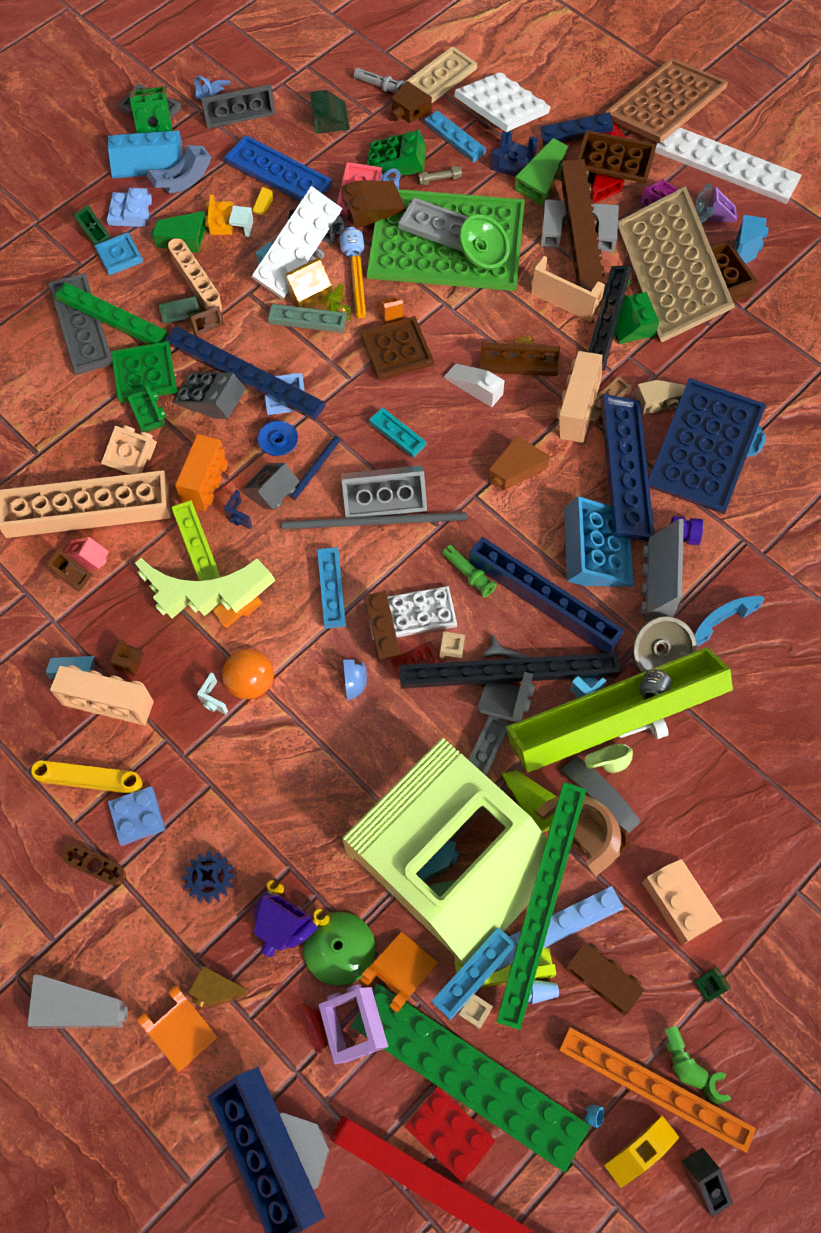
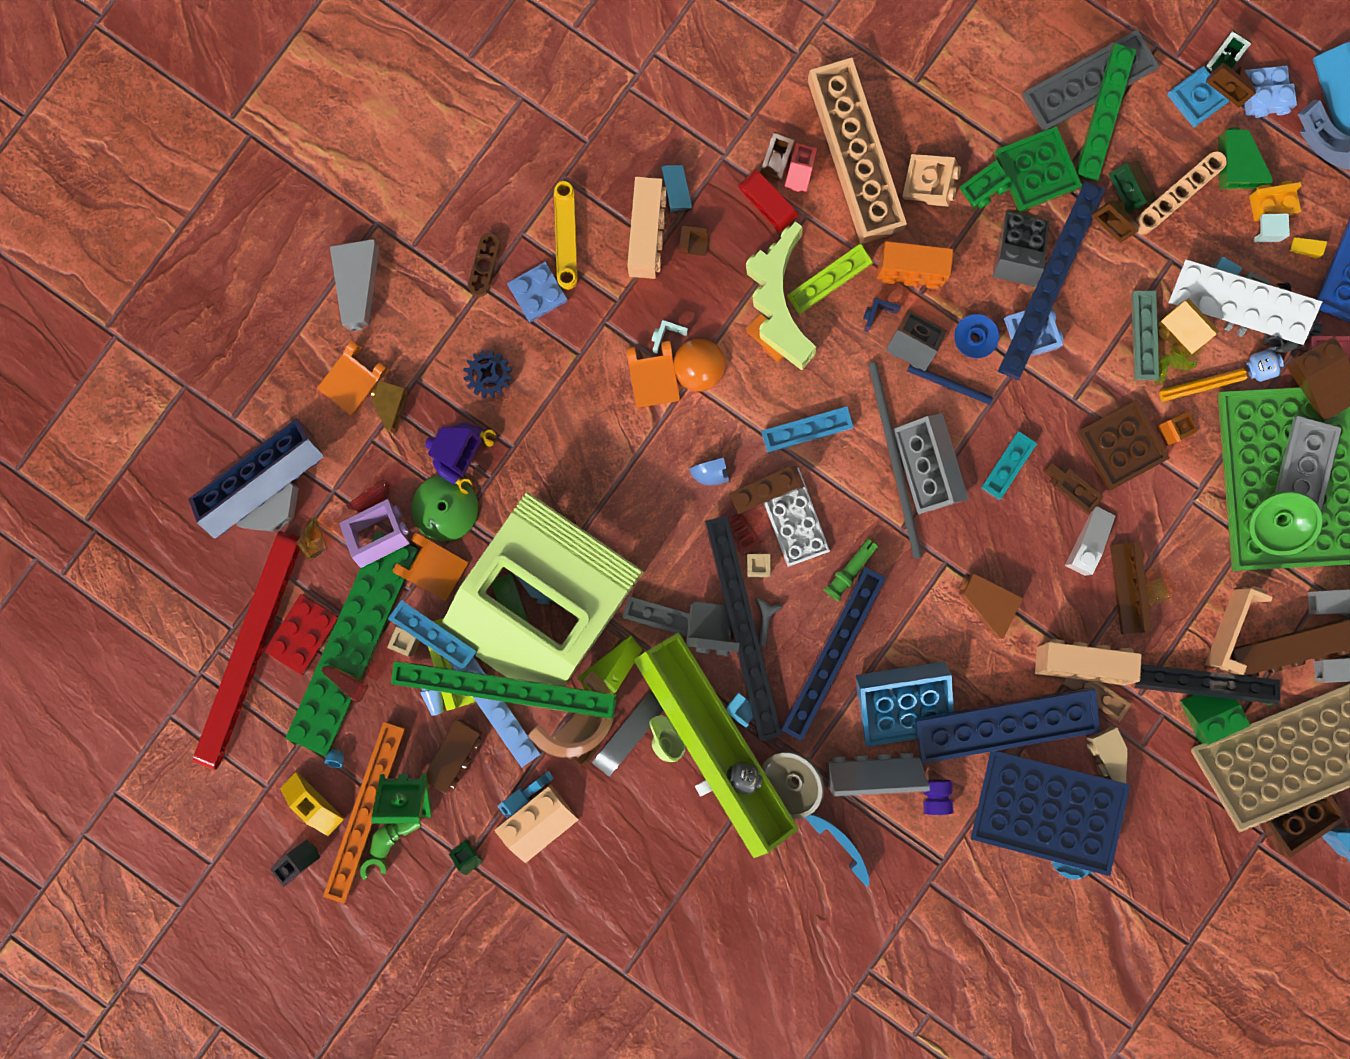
camera: 85 degrees right, 20 degrees up
(107, 587) = (768, 200): none -> red beam
(116, 226) = (1232, 84): none -> reddish brown slope
(250, 717) = (653, 378): none -> orange flag
(347, 1103) = (312, 540): none -> clear yellow piece
(426, 388) = (1073, 487): none -> reddish brown hinge
(515, 1079) = (349, 685): none -> clear red slope
(649, 1032) = (401, 800): none -> green bracket
(656, 915) = (521, 797): none -> dark azure piece

